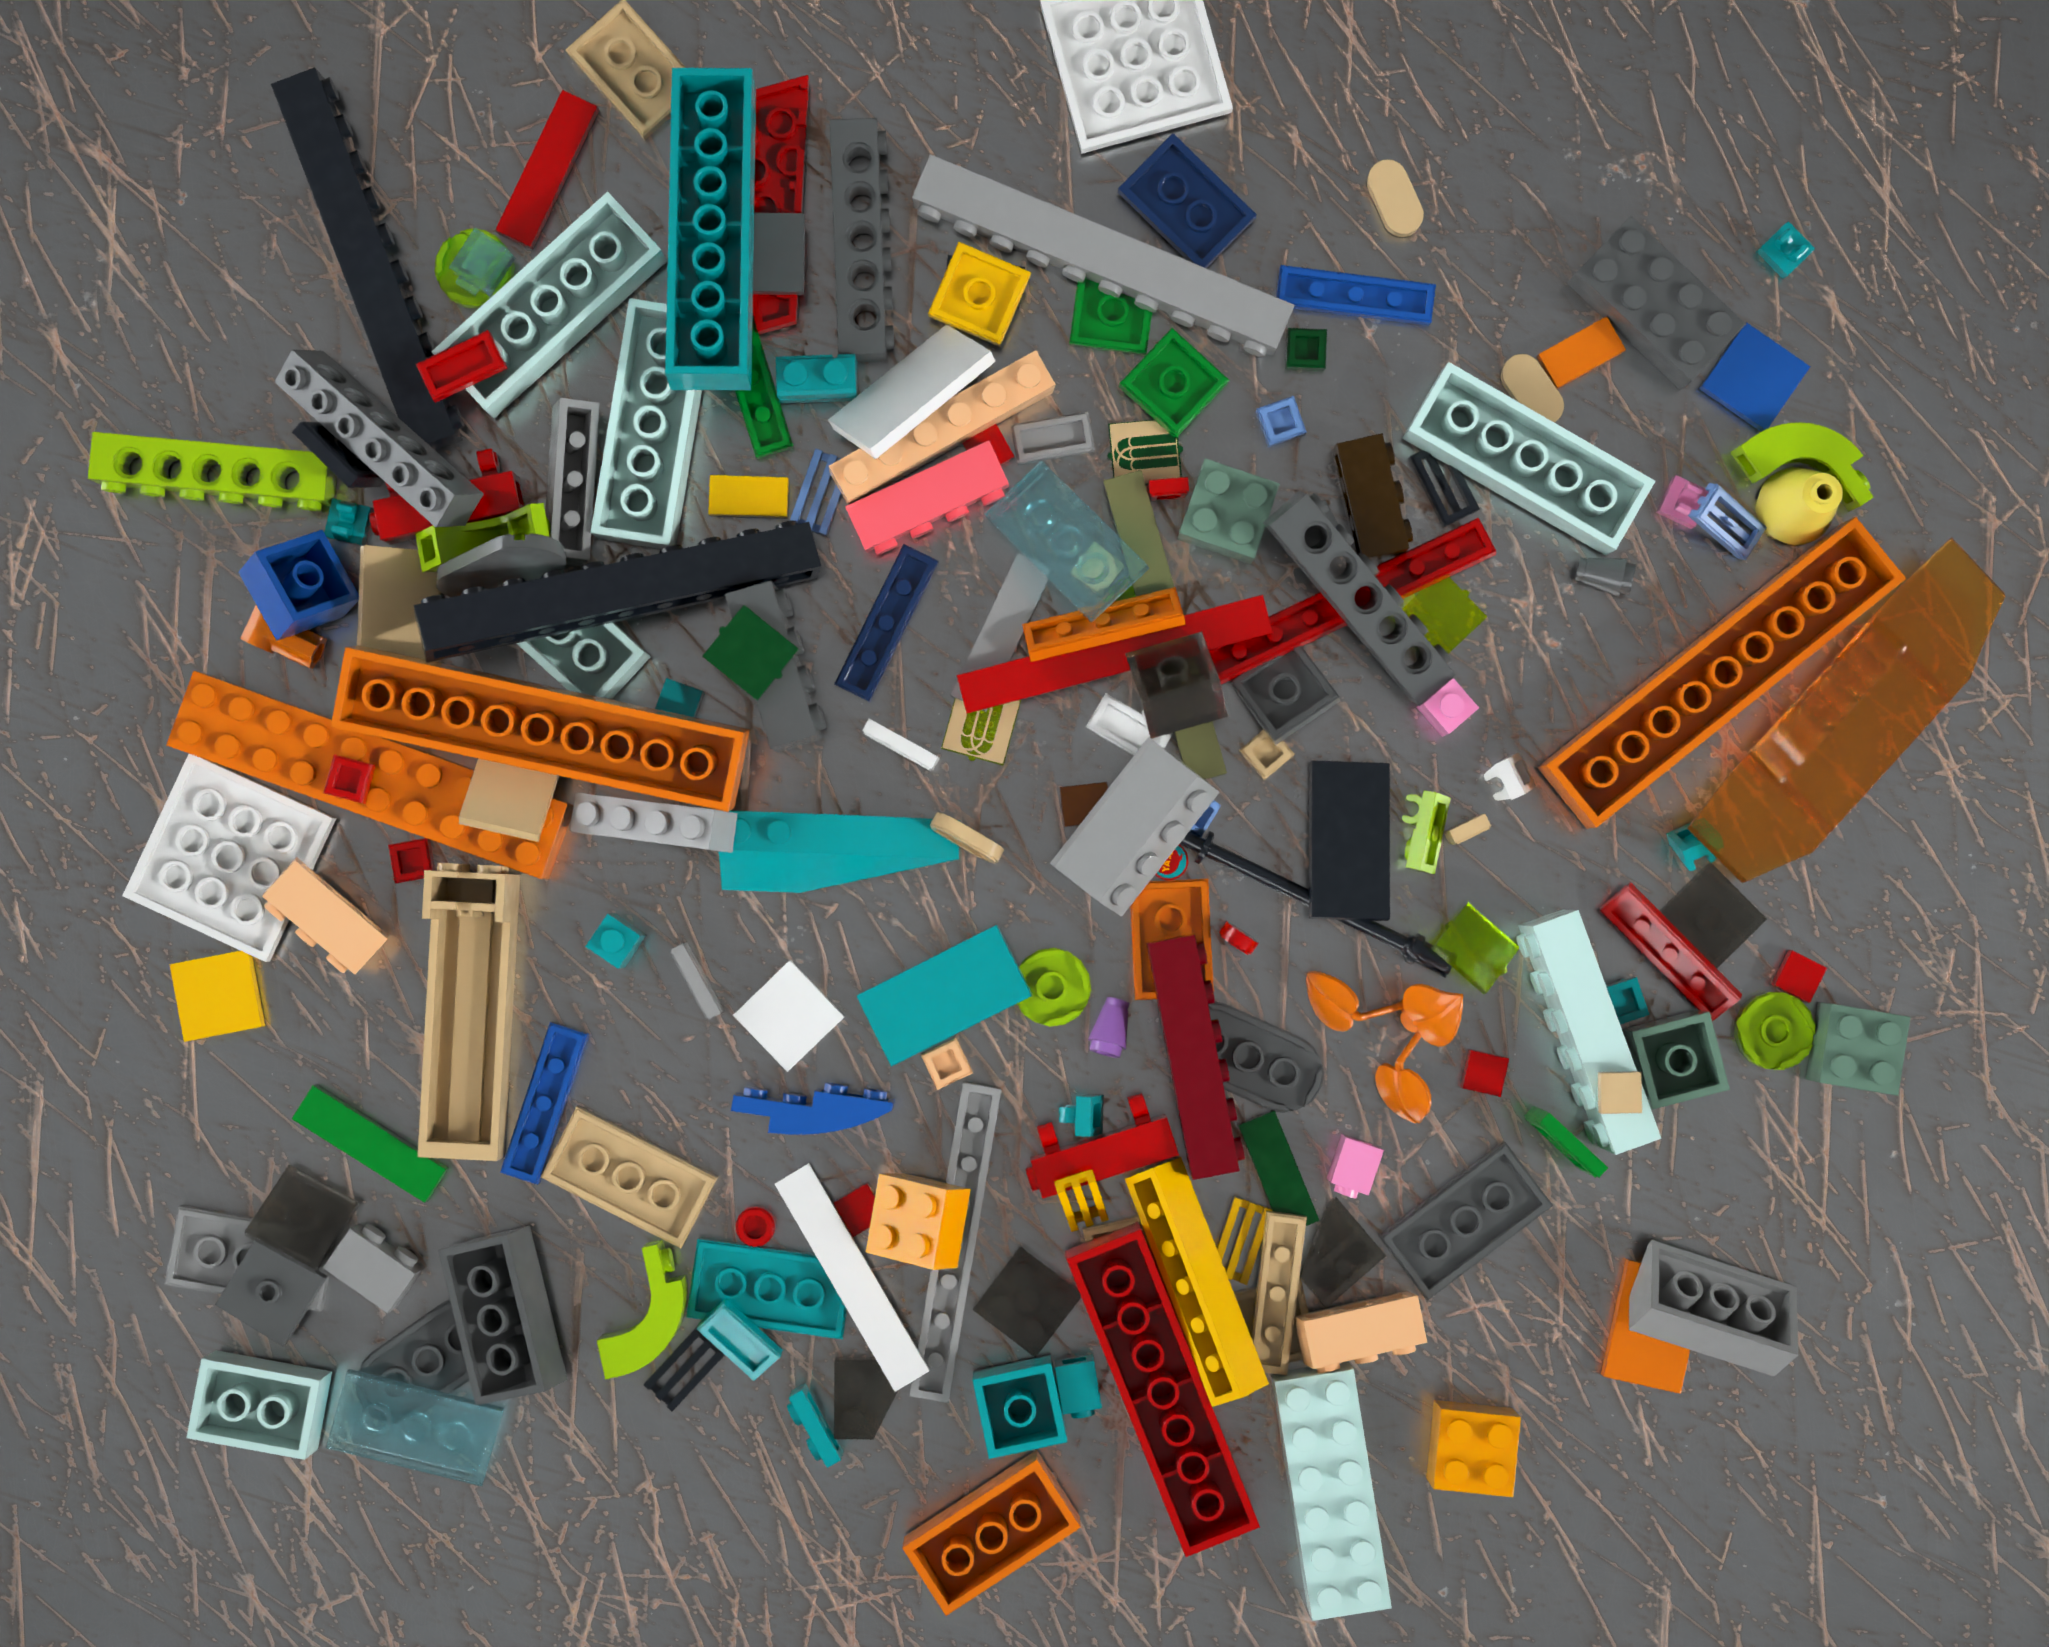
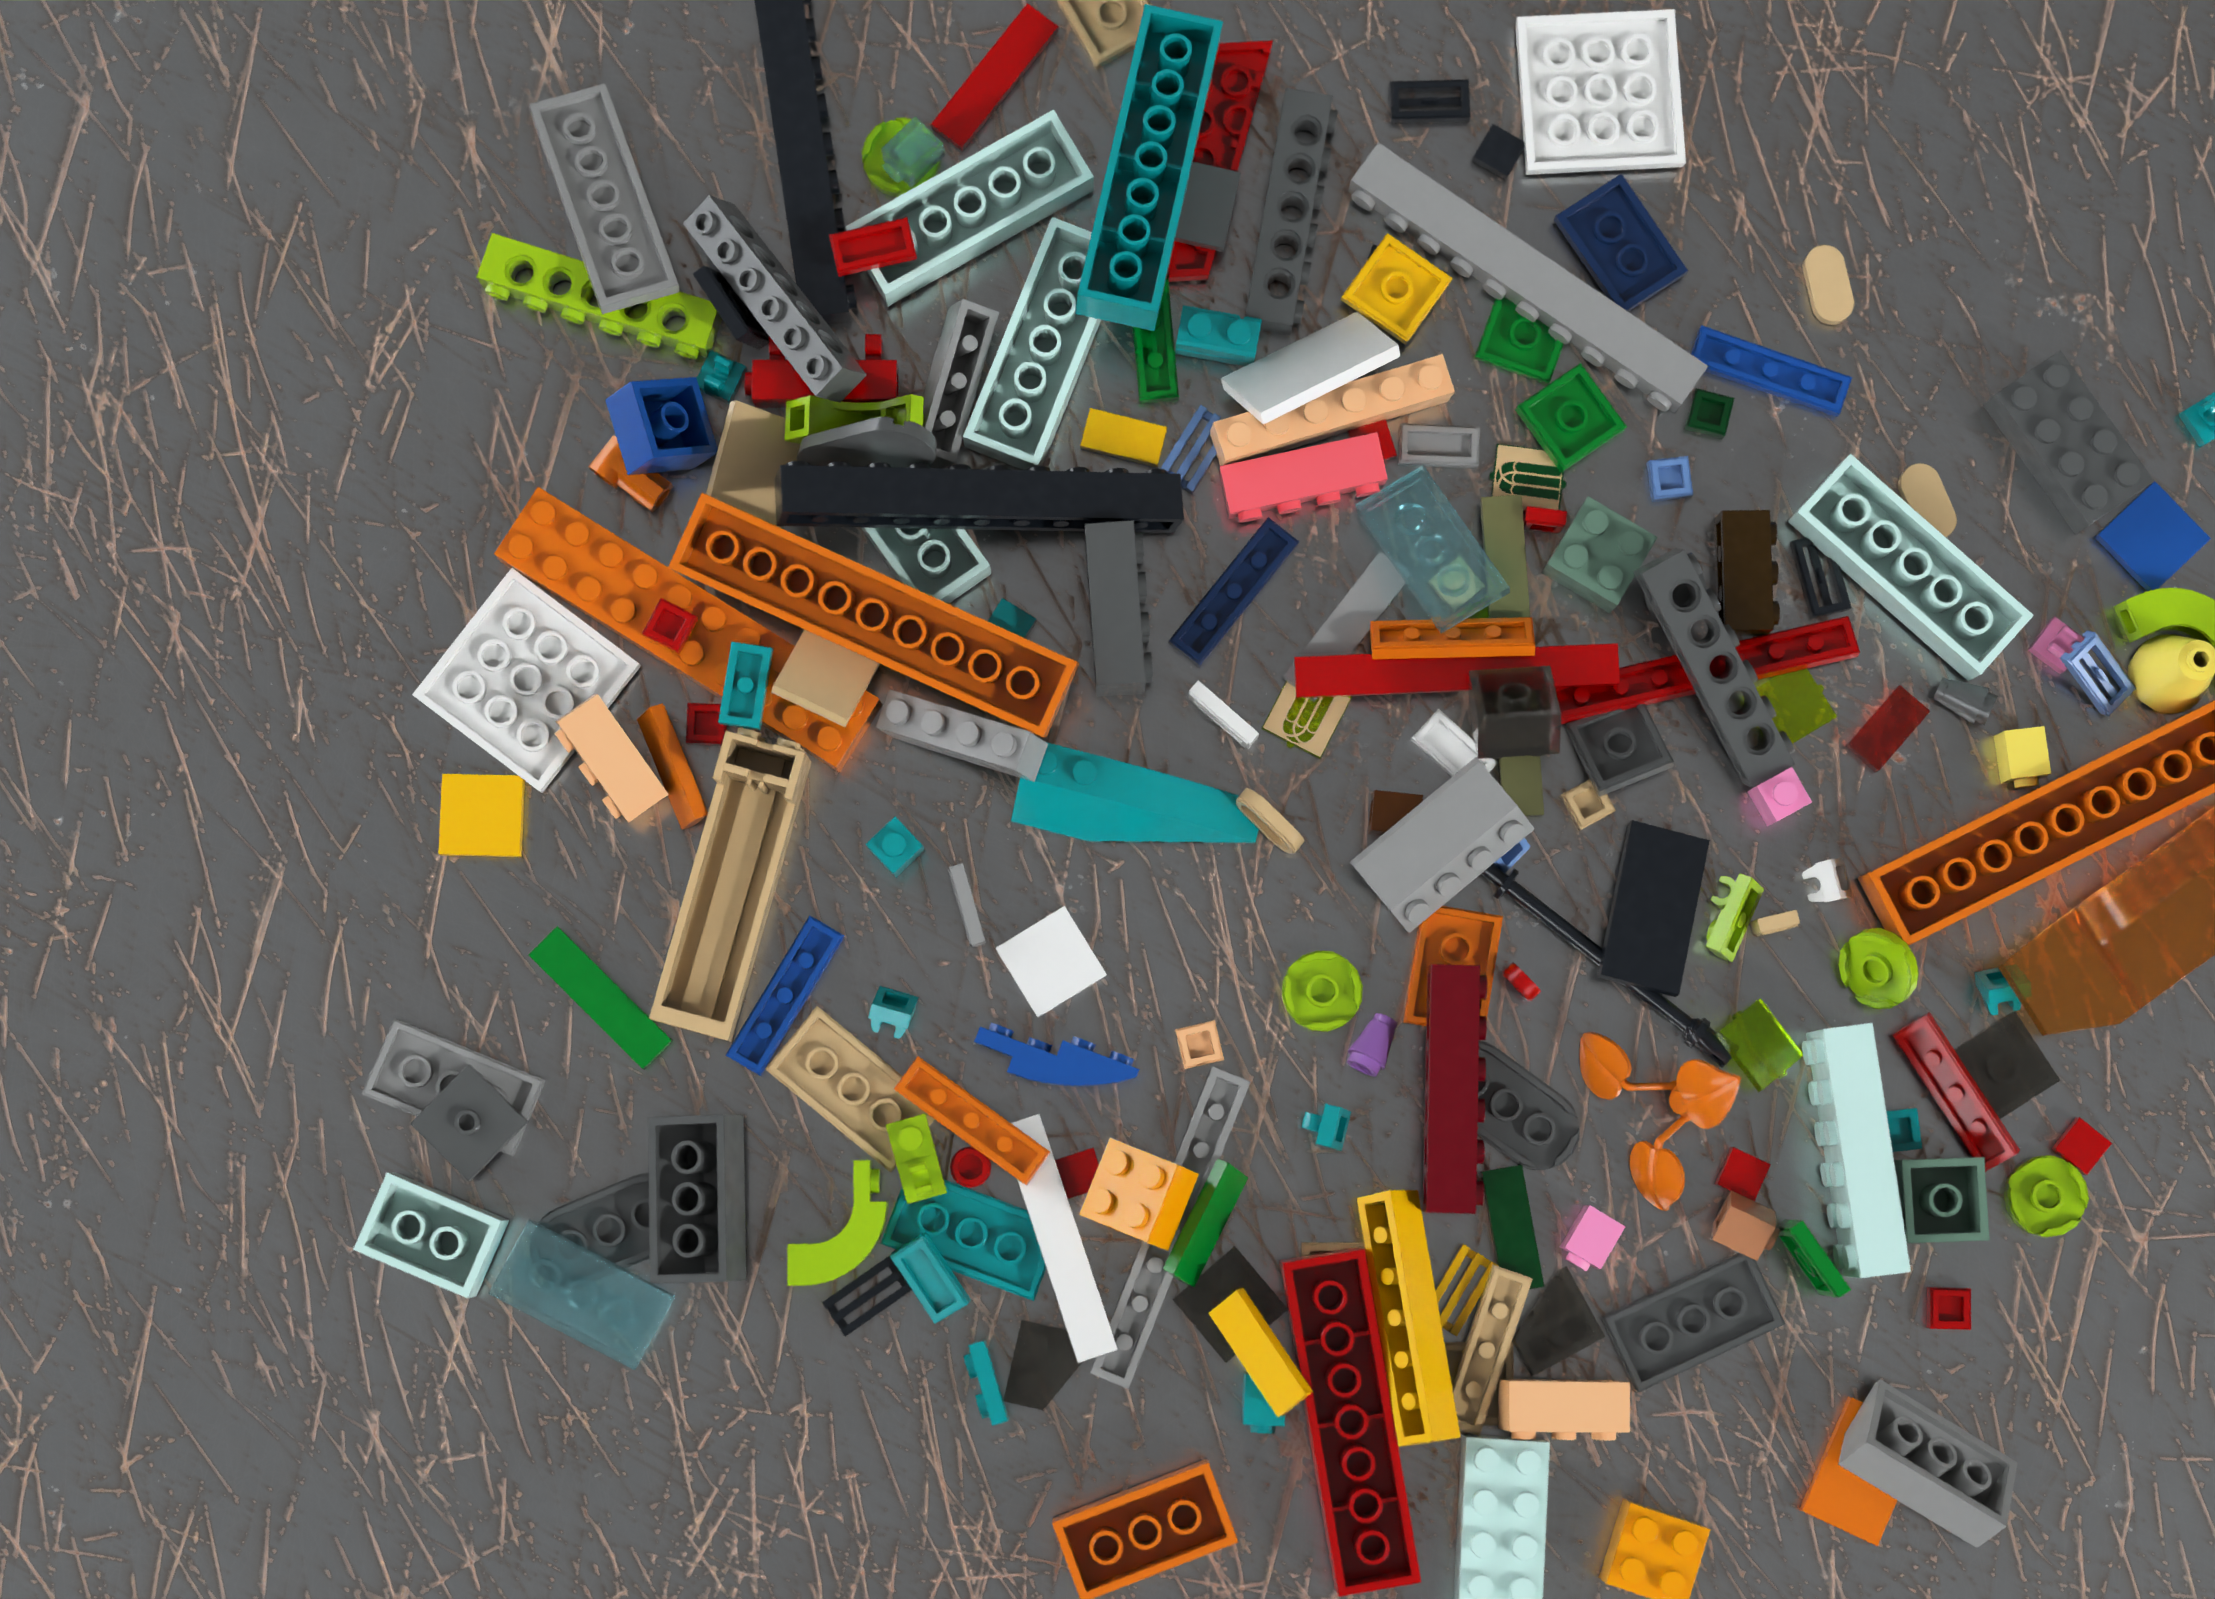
camera: 10 degrees right, 5 degrees down
(193, 374) = (604, 198): none -> light grey plate
(301, 1219) = (516, 1057): clear smoke tile -> none
(374, 1266) = (577, 1121): light grey brick -> none
(387, 909) = (672, 766): none -> orange tile
(434, 821) = (745, 685): none -> teal plate
(648, 1094) = (892, 1008): none -> teal tile
(701, 1231) = (916, 1158): none -> lime plate
(746, 1185) = (972, 1120): none -> orange tile
(750, 652) = (1098, 586): dark green piece -> none
(944, 995) = (1212, 975): teal tile -> none
(978, 115) = (1429, 116): none -> black tile
(987, 1232) = (1205, 1223): none -> green tile
(1019, 1406) = (1201, 1407): teal brick -> none
(1051, 136) = (1499, 151): none -> black tile
(1063, 1345) = (1260, 1352): none -> yellow tile
(1086, 1214) = (1310, 1228): yellow tile -> none
(1106, 1154) = (1337, 1171): red brick -> none
(1174, 865) = (1471, 895): tile -> none
(1497, 1123) = (1745, 1226): none -> nougat brick
(1537, 617) = (1887, 728): none -> clear red tile
(1574, 852) = (1878, 968): none -> lime tile
(1581, 353) = (1983, 476): orange tile -> none
(1619, 1092) = (1878, 1214): tan tile -> none
(1671, 617) = (2022, 756): none -> light yellow brick
(1703, 1156) = (1949, 1308): none -> red tile
(1858, 1048) = (2127, 1230): sand green brick -> none

